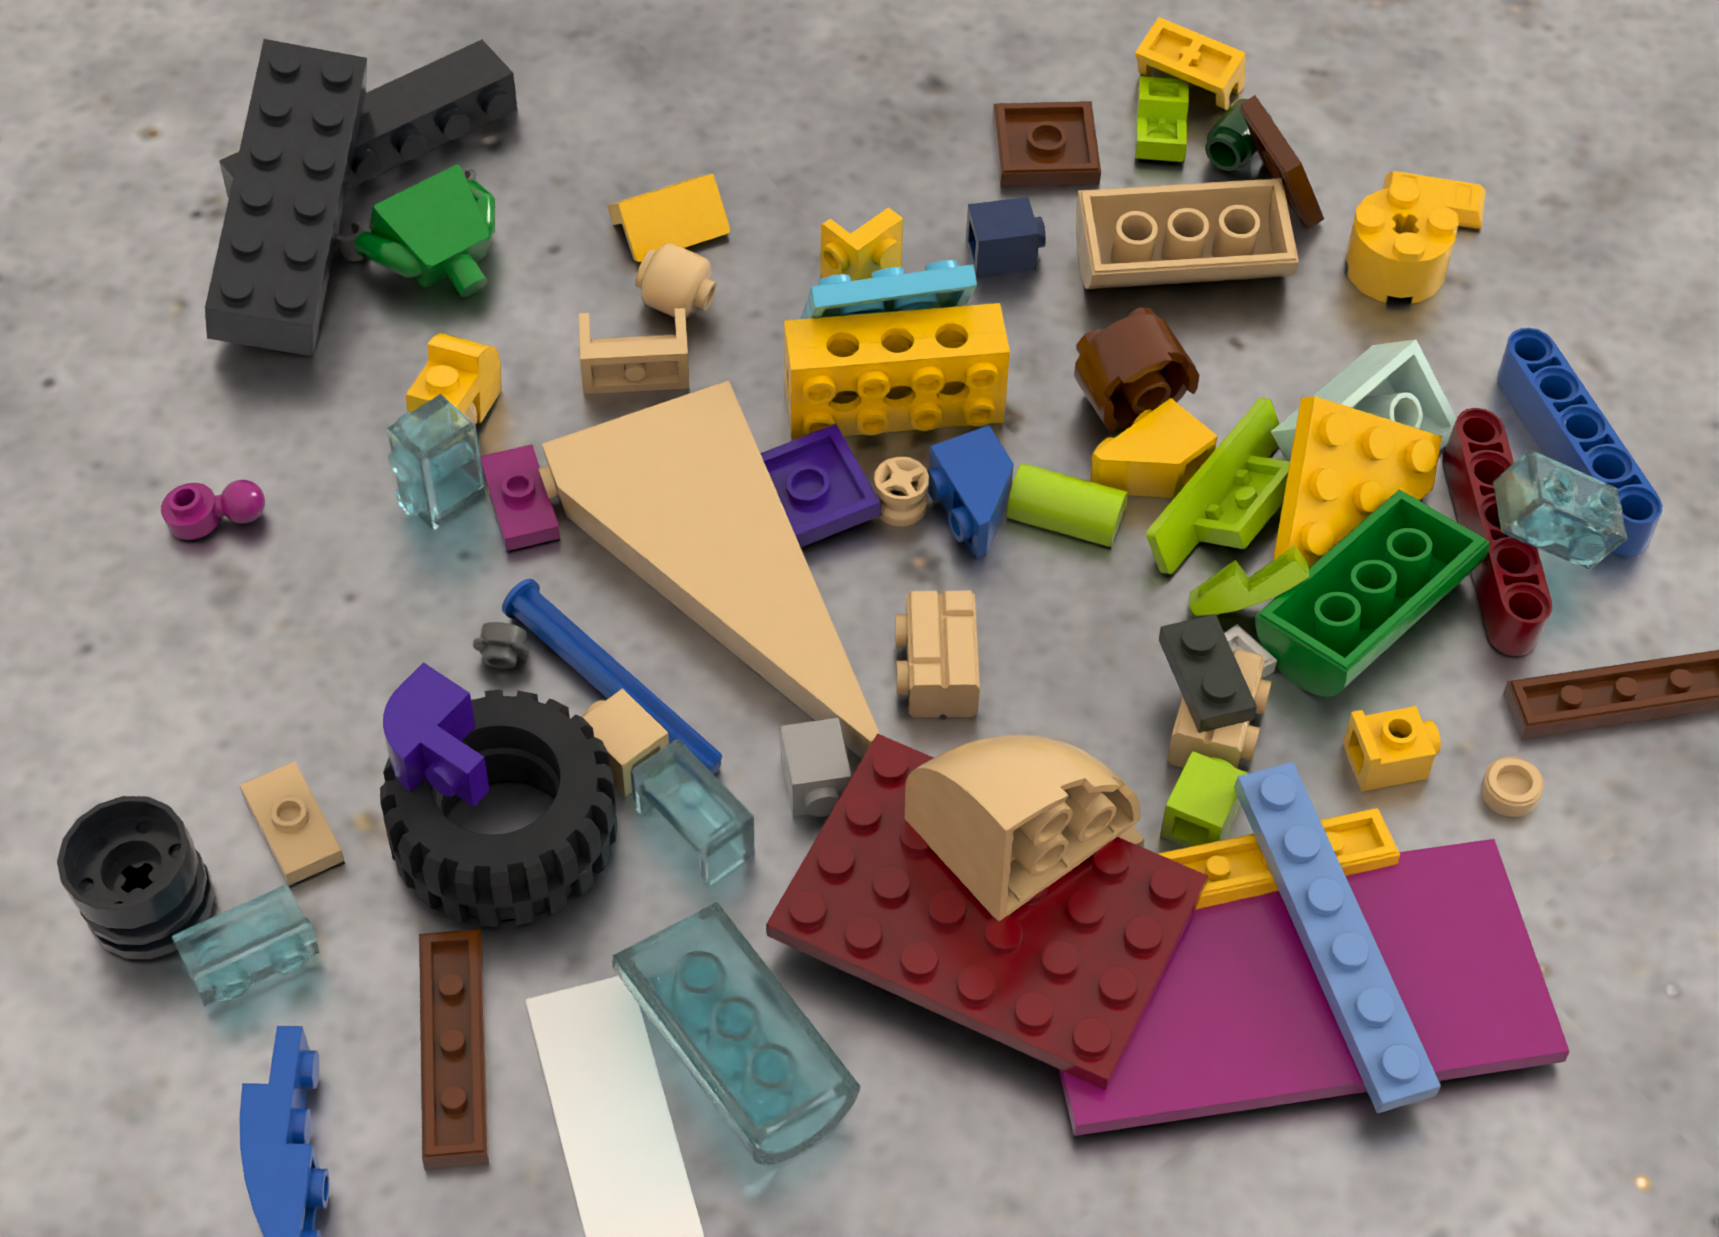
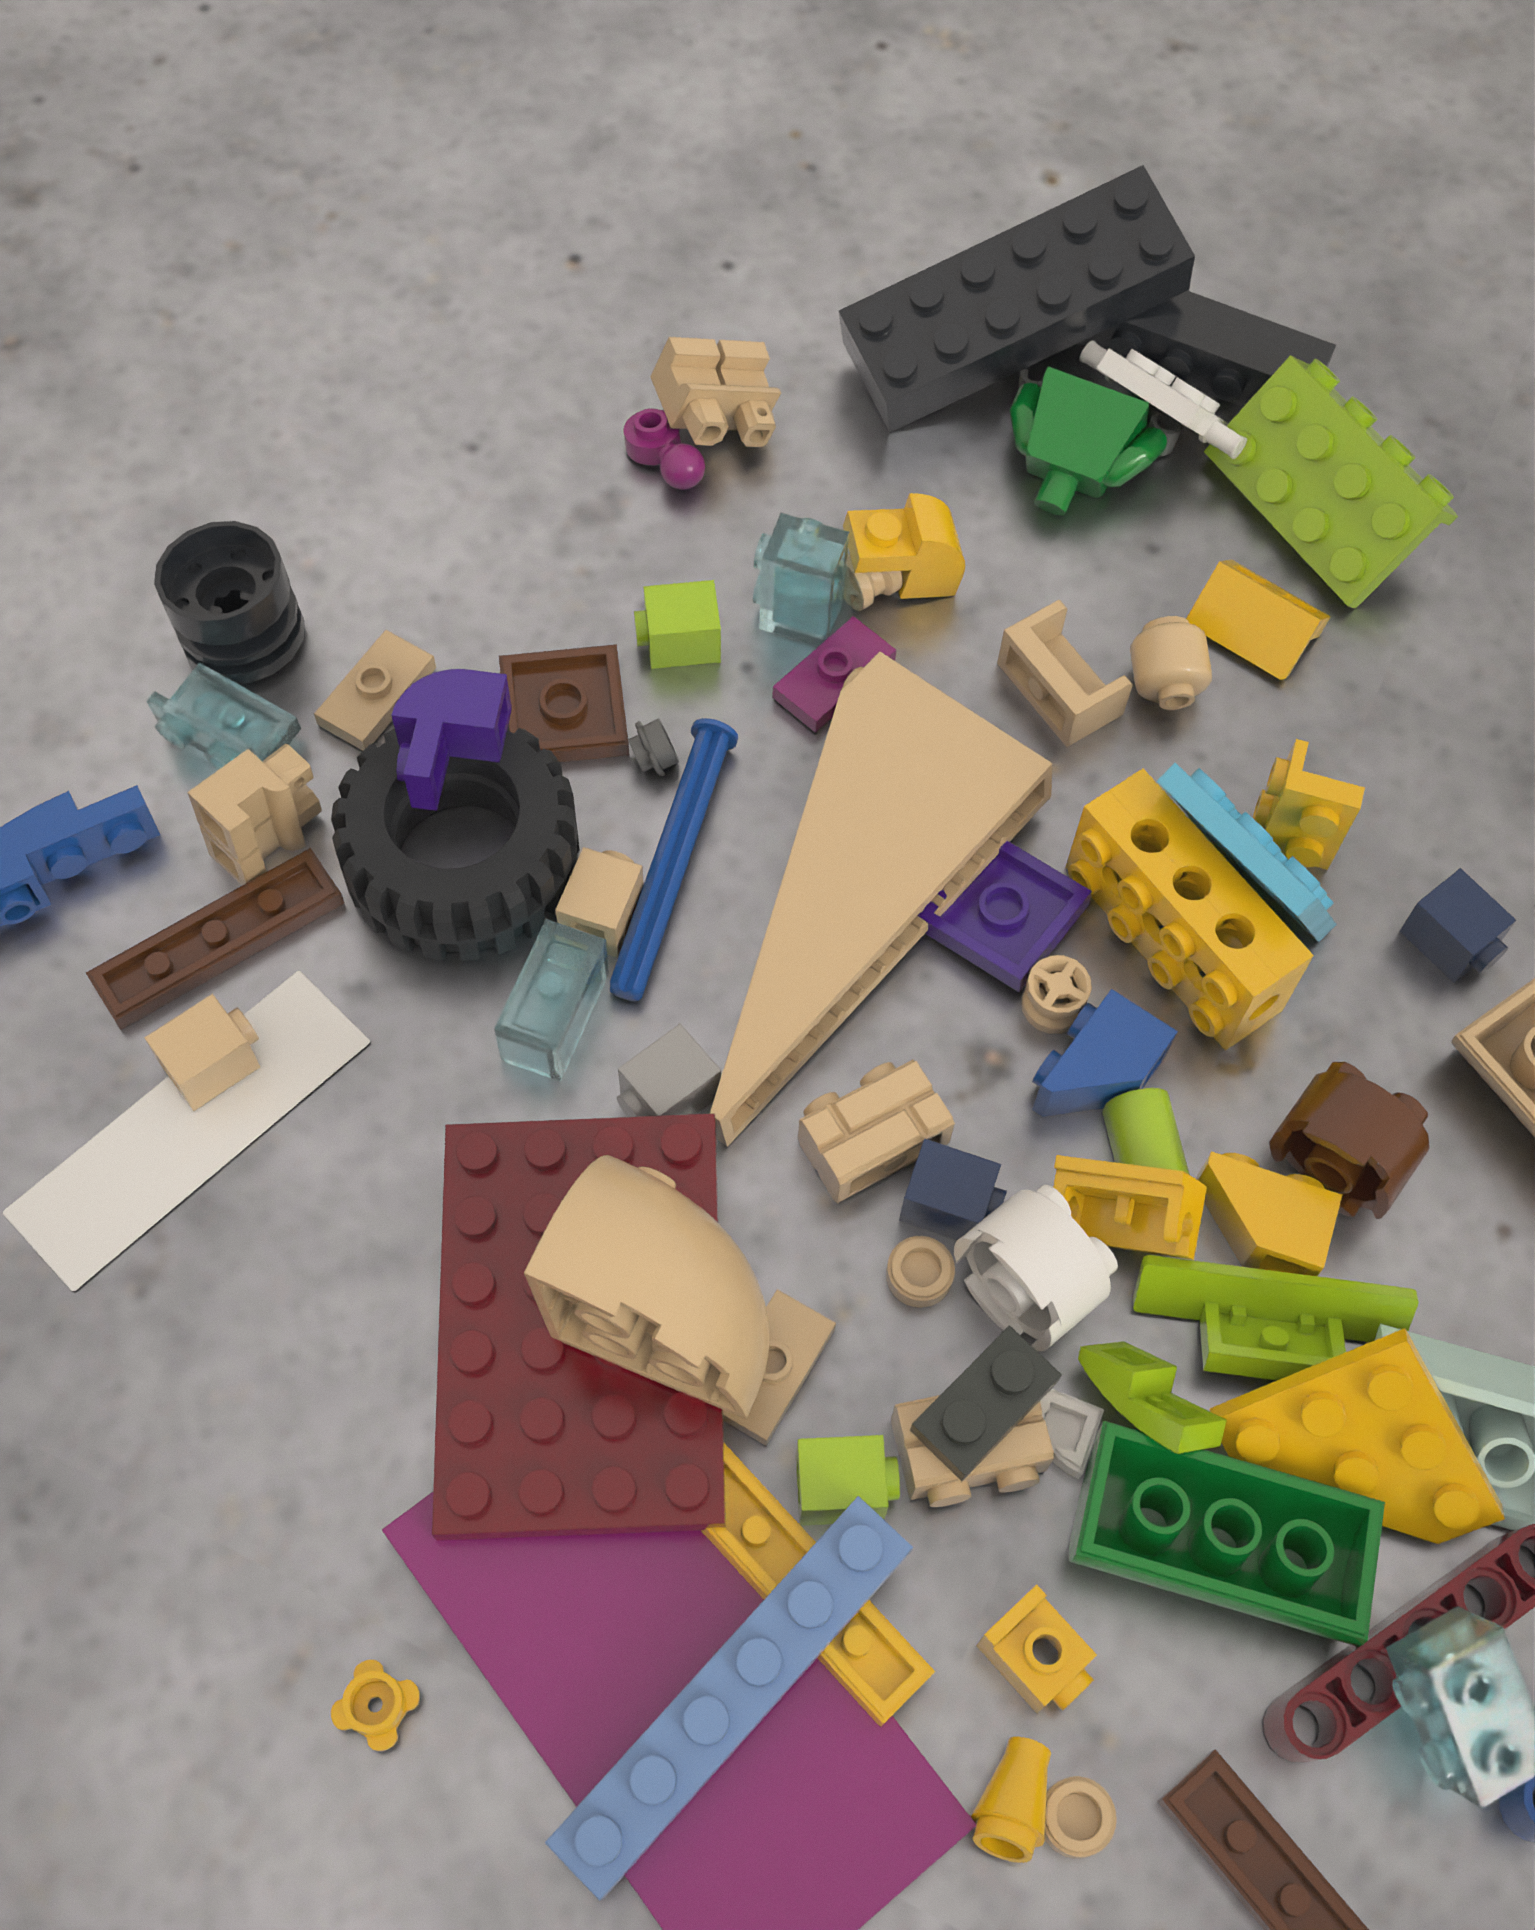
camera: 60 degrees right, 10 degrees up
(195, 438) = (716, 389): none -> tan hips
(373, 948) = (254, 809): none -> tan hips
(385, 668) = (569, 701): none -> reddish brown tile
(401, 570) = (680, 624): none -> lime brick
(419, 162) = (1178, 401): none -> white plate
(570, 1088) = (205, 1050): none -> tan brick
(594, 107) = (1332, 480): none -> lime bracket
(739, 1034) = (317, 1159): clear light blue brick -> none
(1021, 631) = (950, 1190): none -> dark blue brick
(1065, 686) = (920, 1271): none -> tan tile
(1104, 523) = (1133, 1205): none -> yellow hinge
(1116, 599) = (1036, 1266): none -> white brick
(1211, 1180) = (354, 1712): none -> yellow plate
(1488, 811) = (1014, 1803): none -> yellow cone

